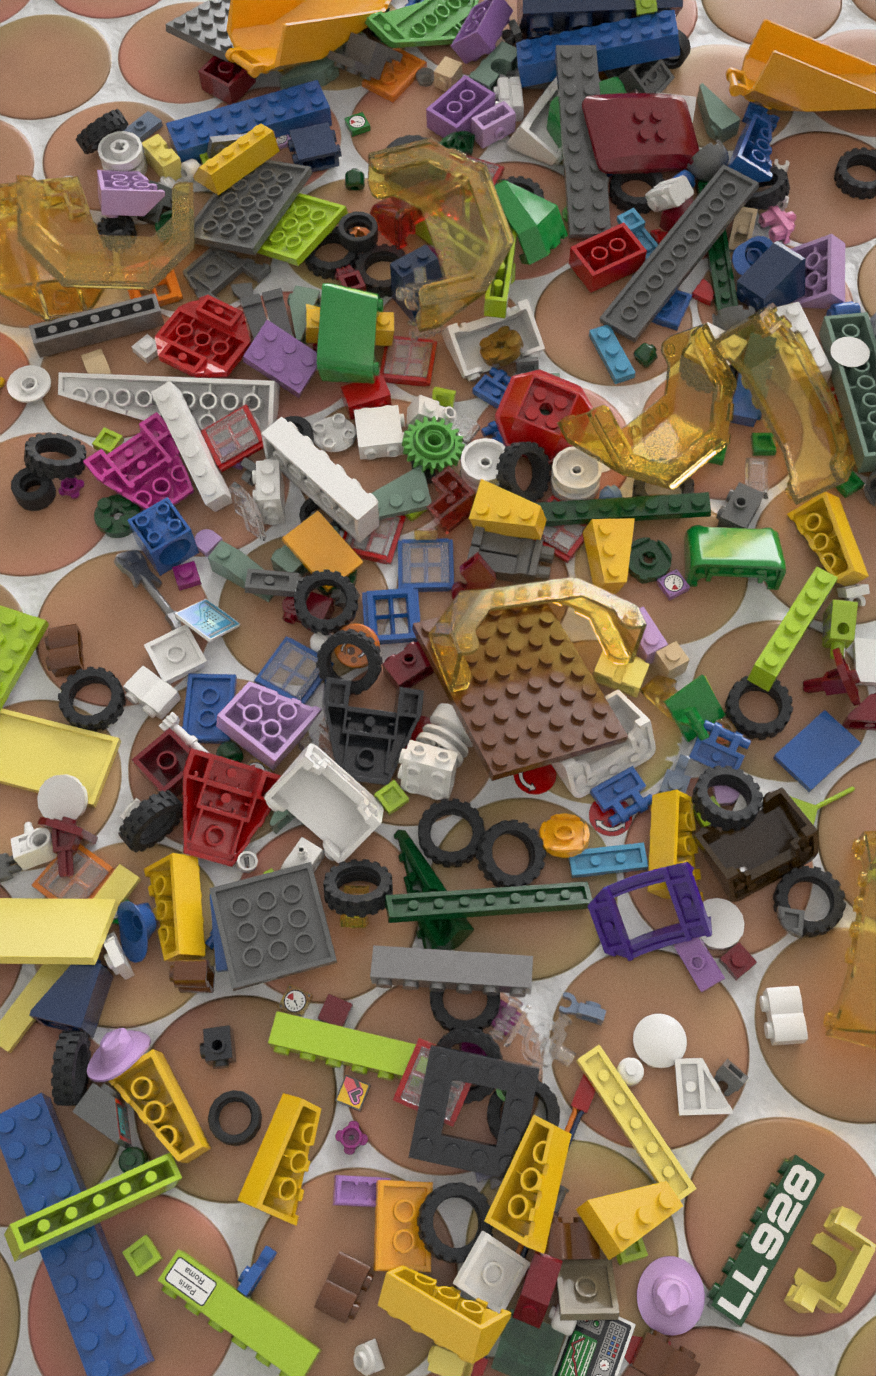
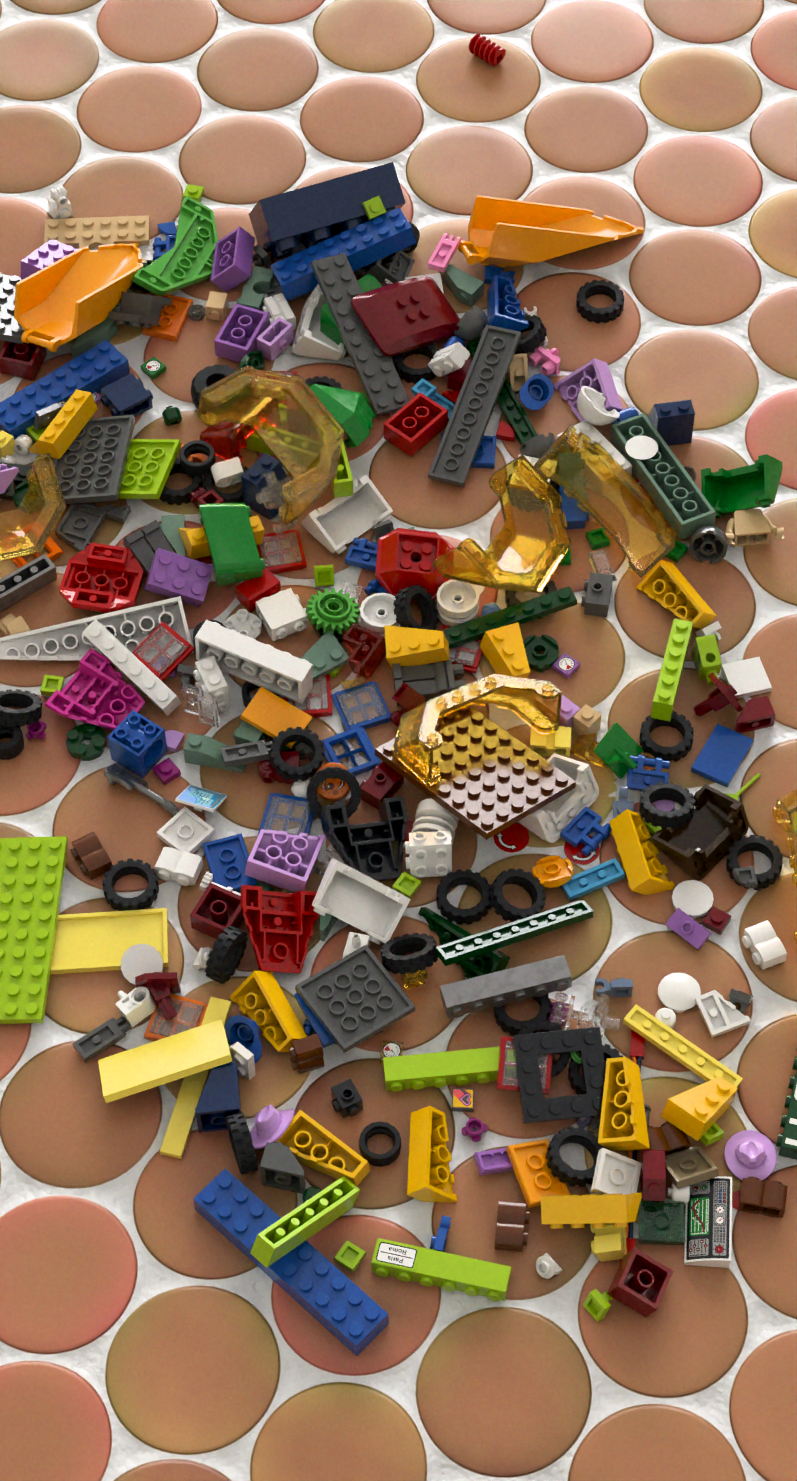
camera: 20 degrees left, 10 degrees down
(145, 348) = (50, 602): white plate -> none
(242, 290) = (114, 533): dark grey tile -> none
(252, 861) = (314, 965): white hinge -> none
(335, 1011) = (425, 1045): dark red tile -> none
(381, 254) = (227, 472): none -> white piece
(425, 406) = (312, 584): white brick -> none
(491, 347) = (347, 518): pearl gold plate -> none
(612, 354) = (448, 501): dark azure plate -> none
(645, 354) = (476, 494): dark green piece -> none
(686, 902) = (662, 882): dark purple wedge -> none
(708, 75) = (443, 253): none -> bright pink hinge
(733, 554) = (605, 627): green windscreen -> none
(773, 278) = (557, 406): dark blue slope -> none
(809, 290) = (592, 407): none -> white cylinder

